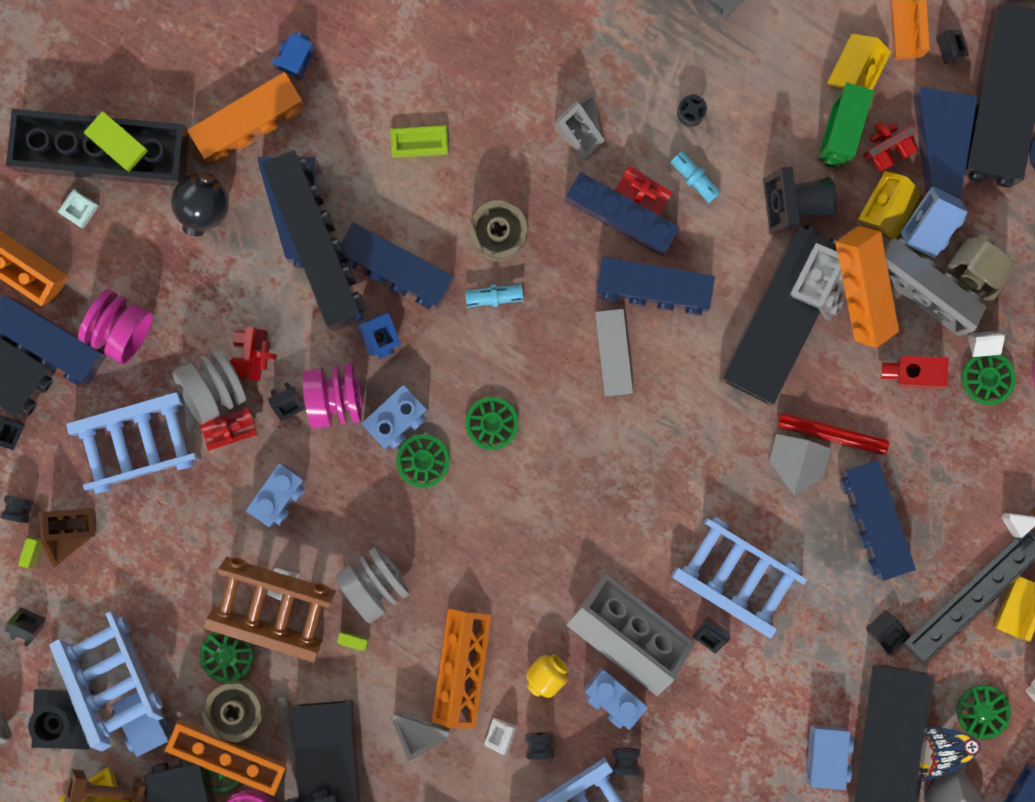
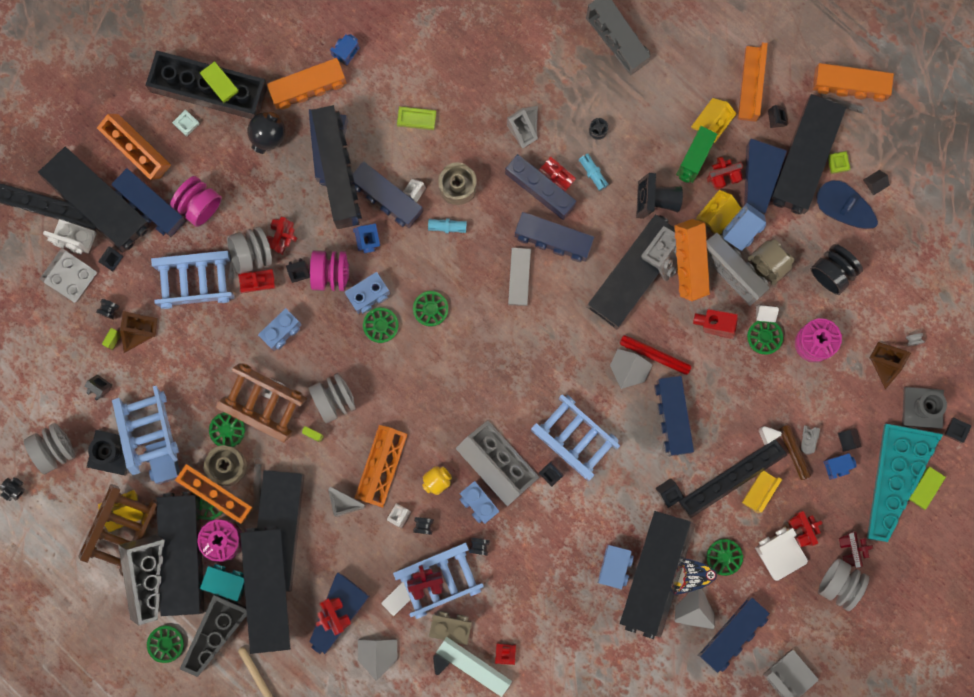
camera: 10 degrees right, 5 degrees down
(435, 250) = (415, 189): none -> white slope

